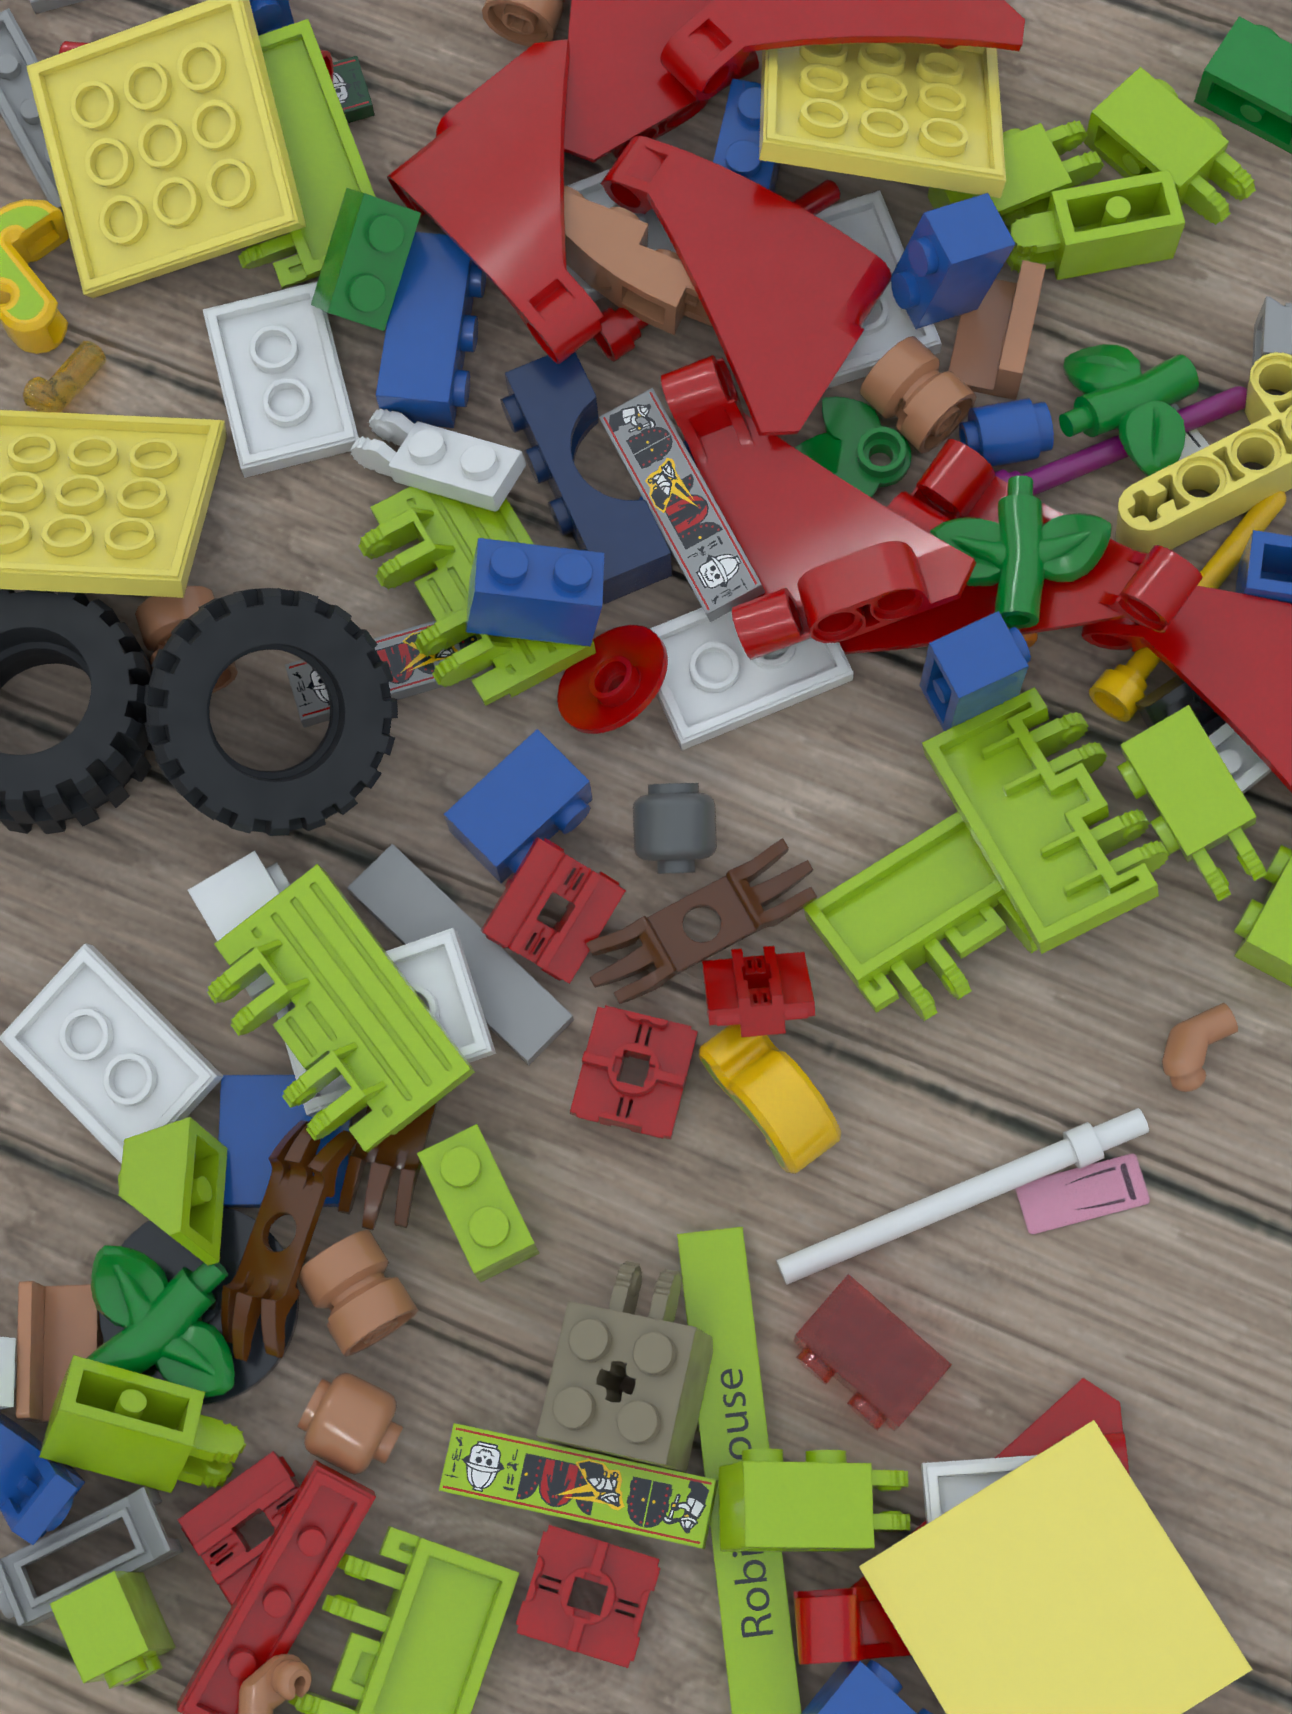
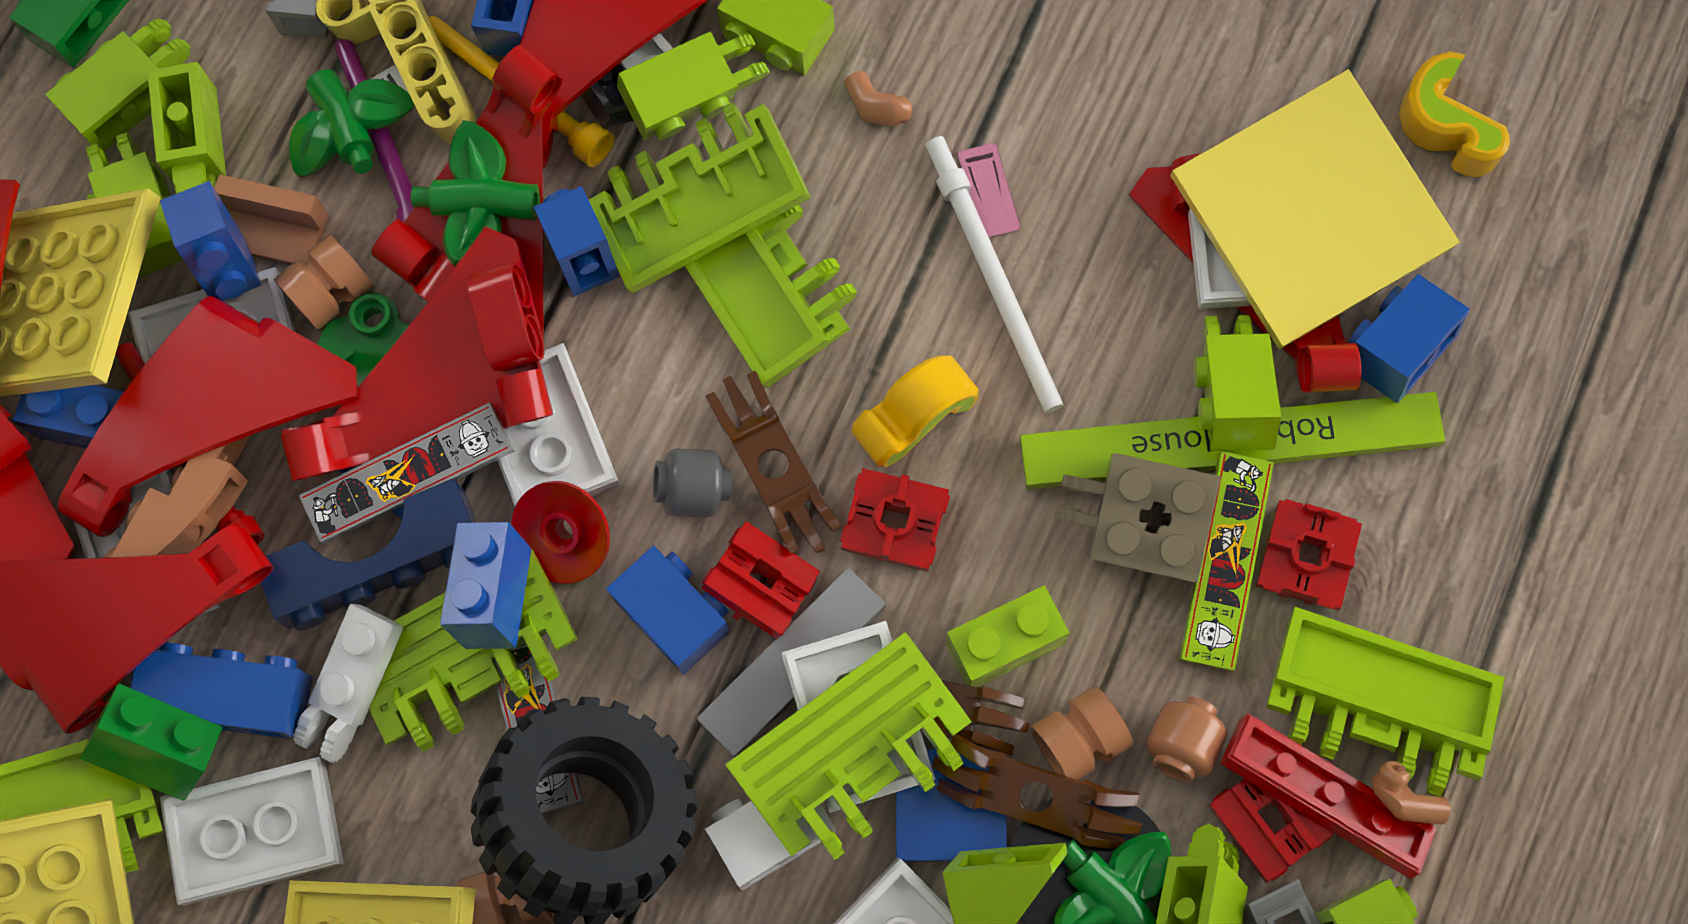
camera: 90 degrees left, 0 degrees up
(758, 991) = (835, 413): red piece -> none
(869, 1354) = (1119, 339): clear red brick -> none
(1008, 431) = (360, 214): blue brick -> none

